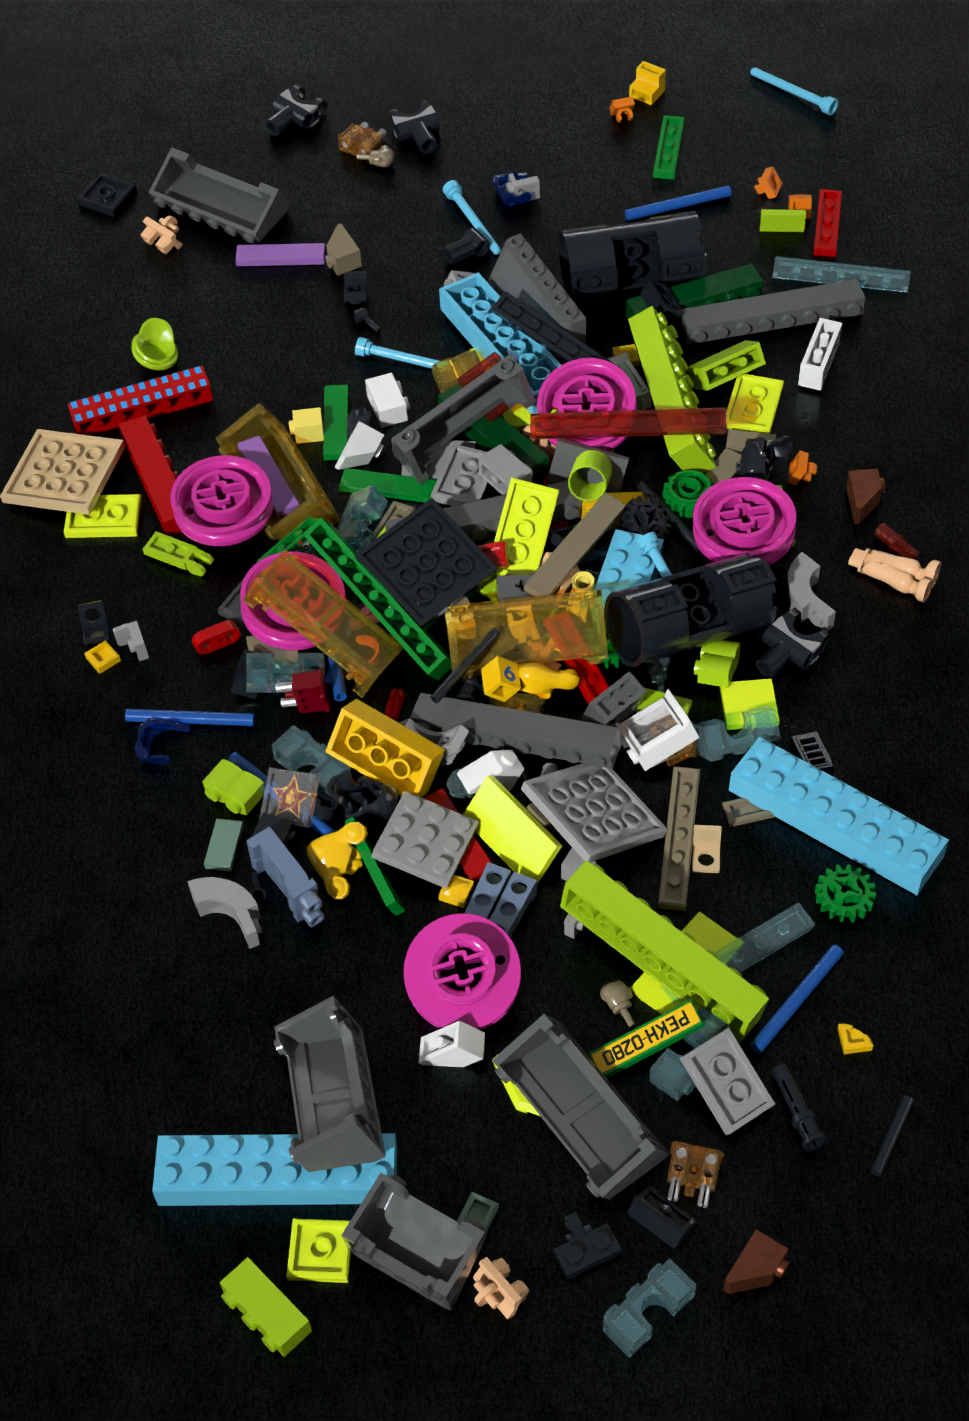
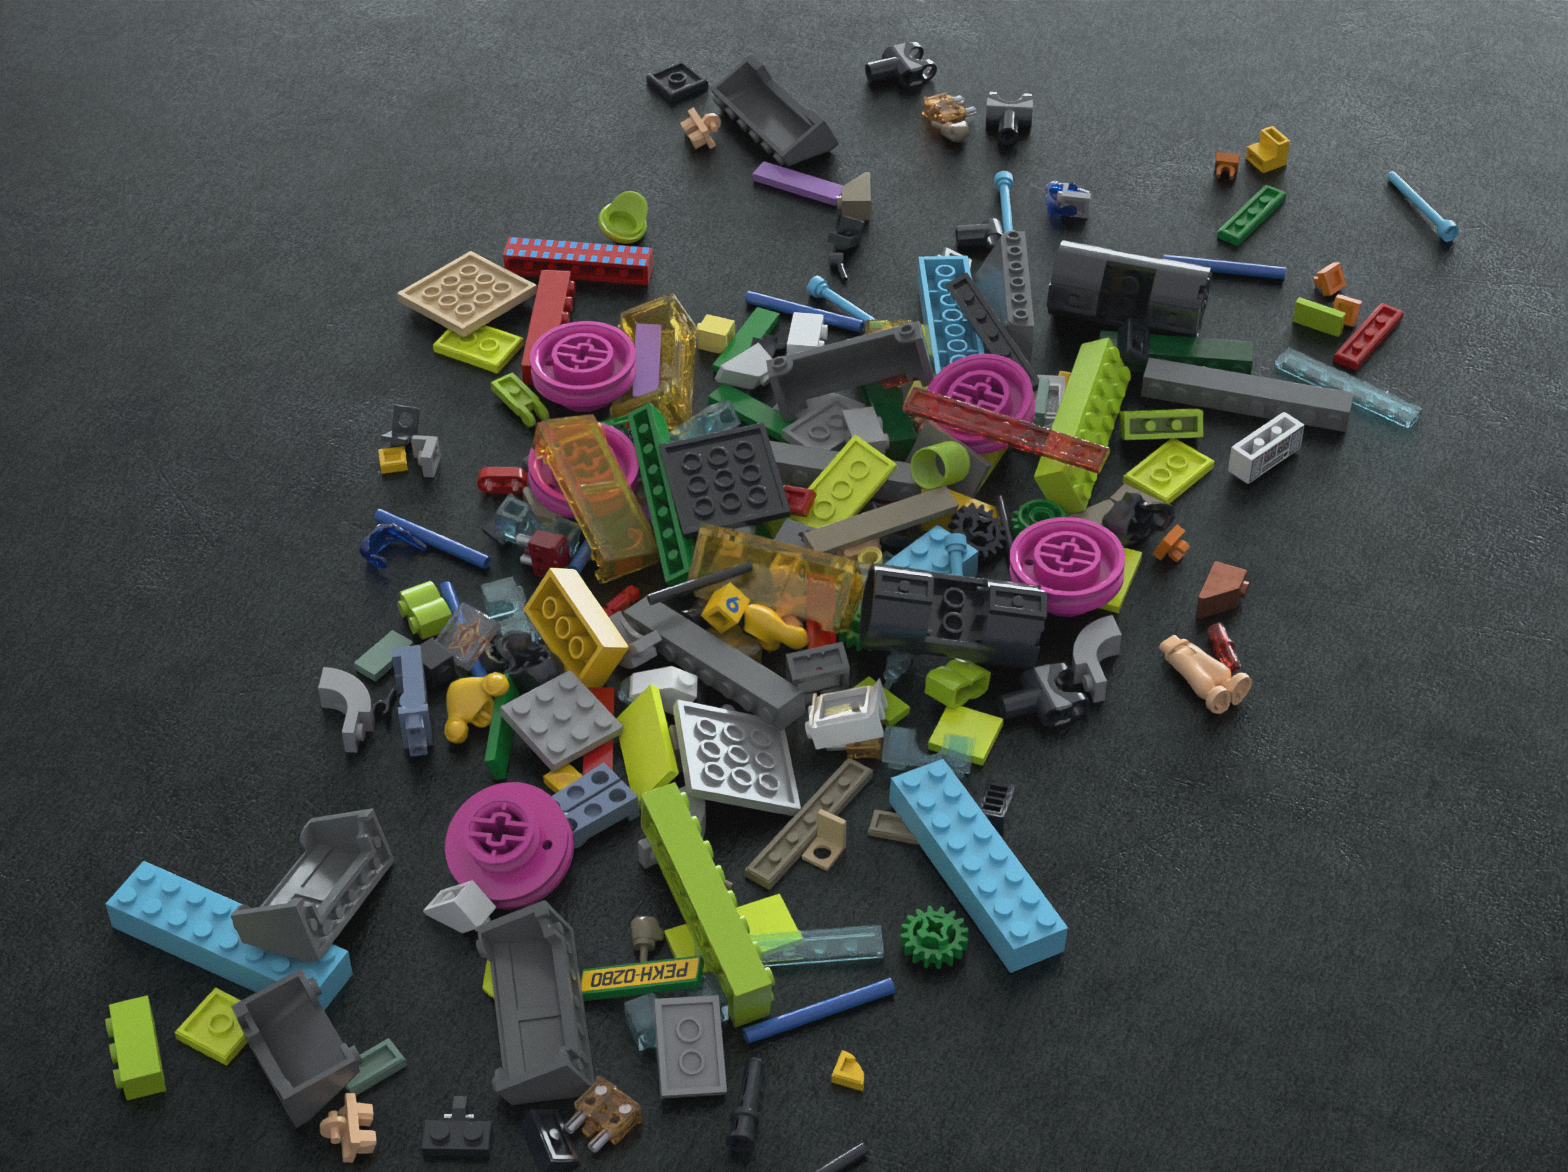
camera: 25 degrees right, 10 degrees down
(363, 374) = (790, 307): none -> blue piece

